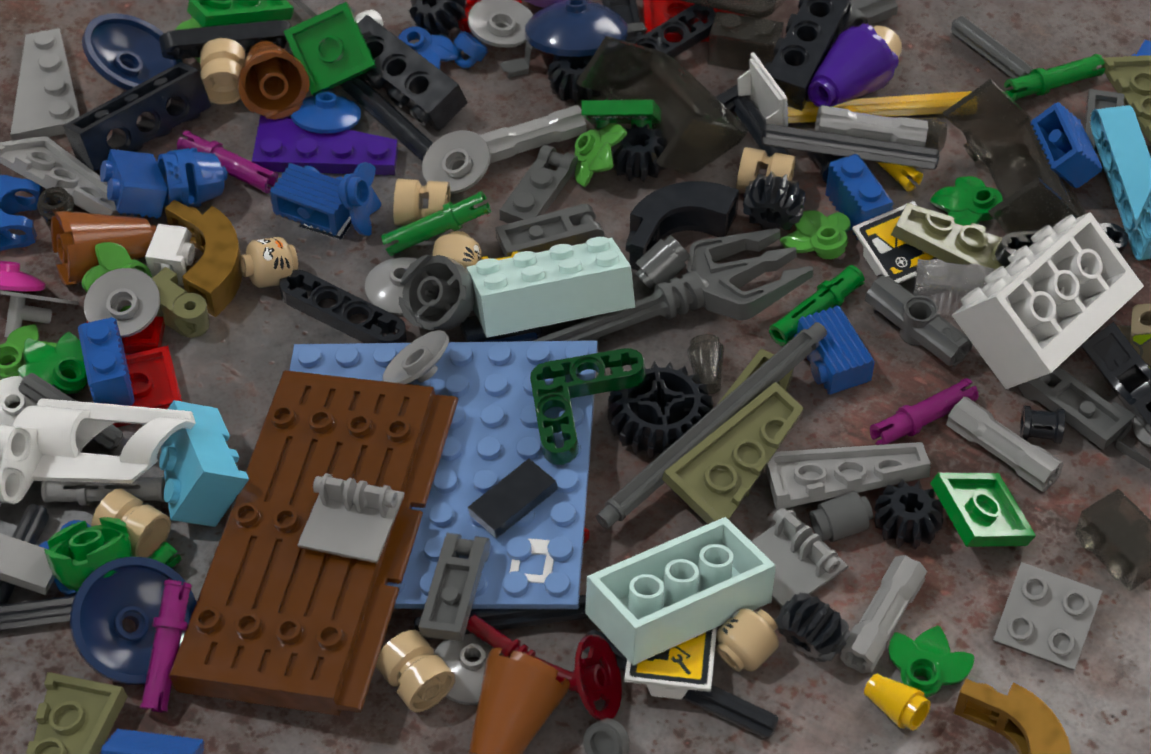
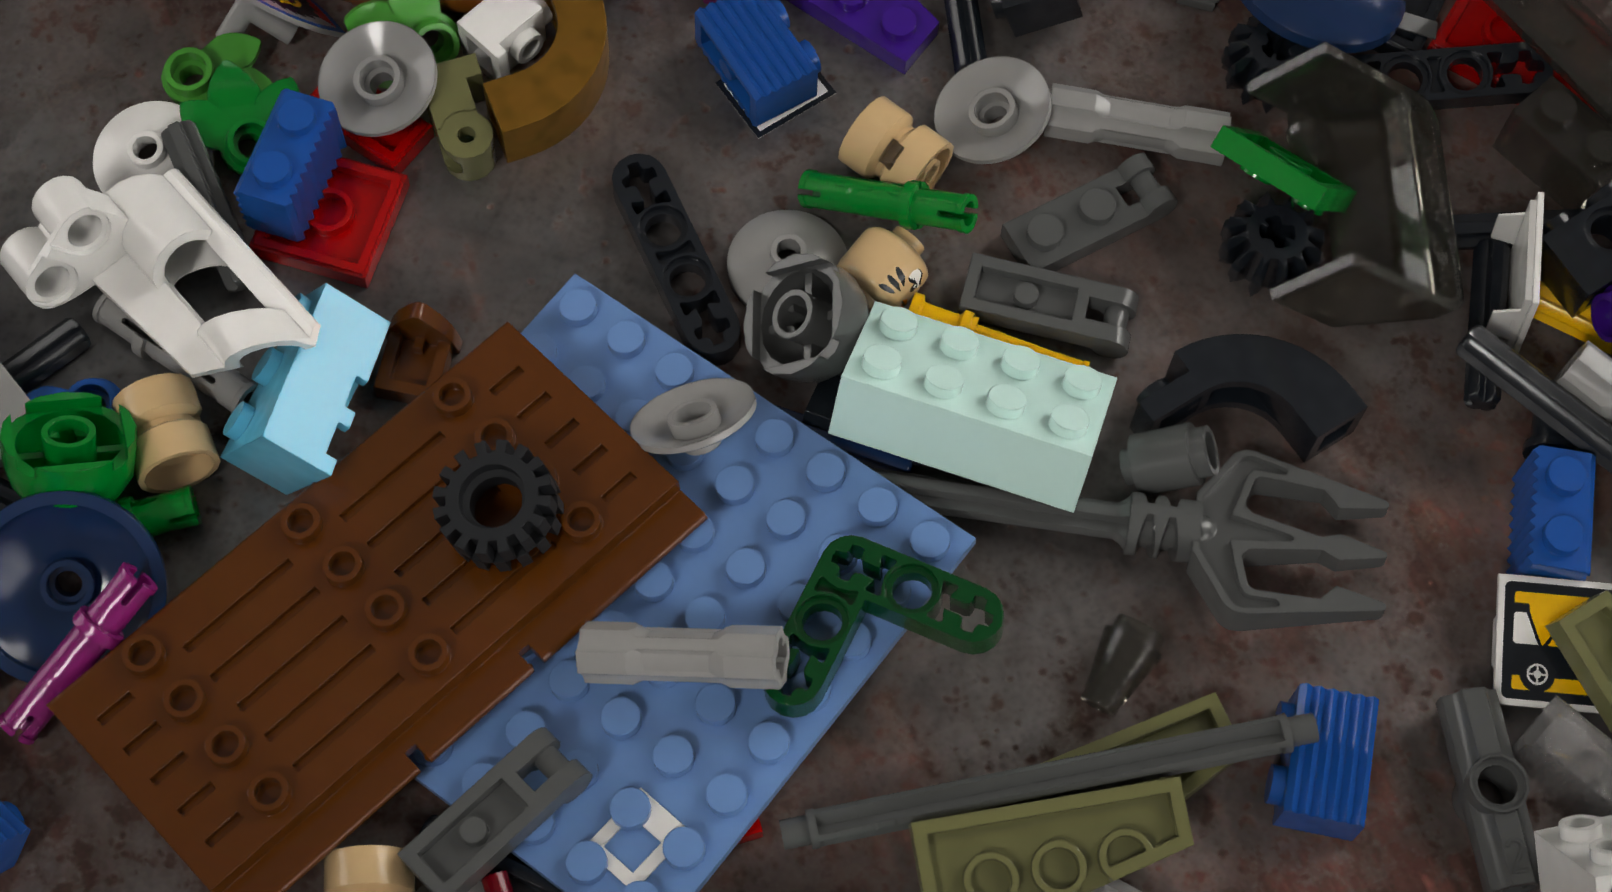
camera: 30 degrees right, 15 degrees up
(240, 419) = (415, 353): none -> reddish brown tile
(268, 261) = (624, 122): tan head -> none
(346, 421) = (480, 474): none -> black tyre
(350, 518) = (418, 626): light grey hinge -> none
(359, 197) = (811, 92): blue plate -> none
(512, 498) = (670, 727): black tile -> none
(521, 443) = (731, 656): none -> light grey axle
(595, 151) = (1202, 207): bright green plate -> none
(639, 420) = (1018, 714): black gear -> none
(757, 159) = (1450, 413): tan wheel -> none
(774, 201) = (1409, 456): black gear -> none
(819, 234) = (1448, 536): bright green plate -> none
(827, 296) = (1381, 662): green pin -> none

